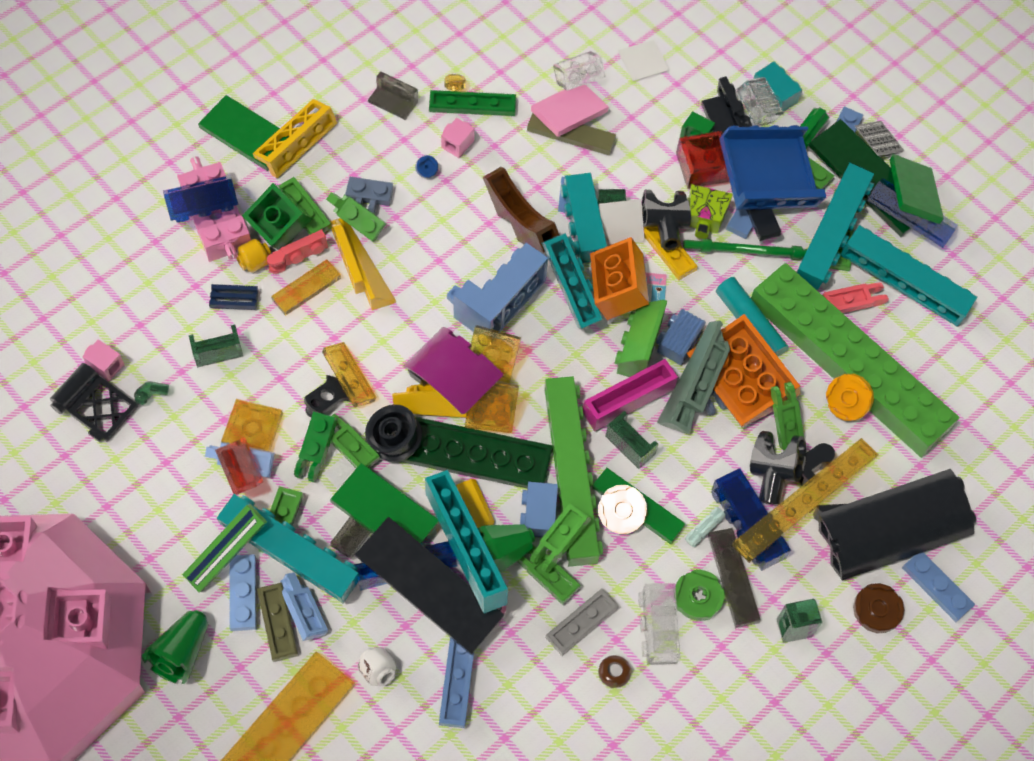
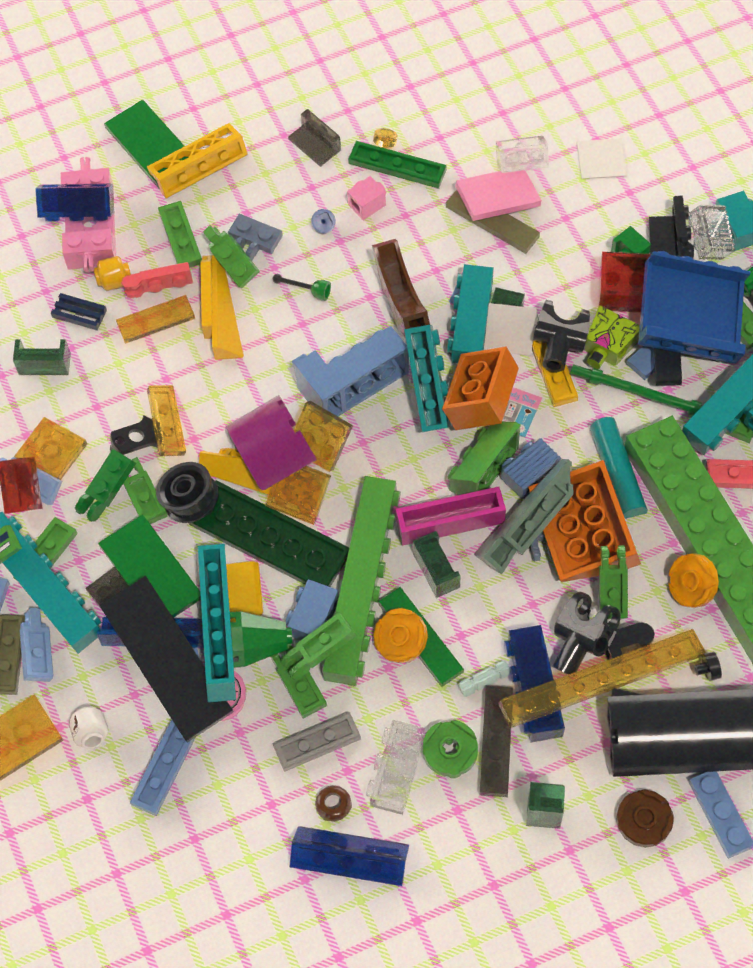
camera: 25 degrees right, 0 degrees up
(277, 217) = (146, 238): green brick -> none
(444, 226) = (319, 289): none -> hinge
(646, 713) = (349, 855): none -> clear blue panel
(887, 465) = (710, 666): none -> black tile

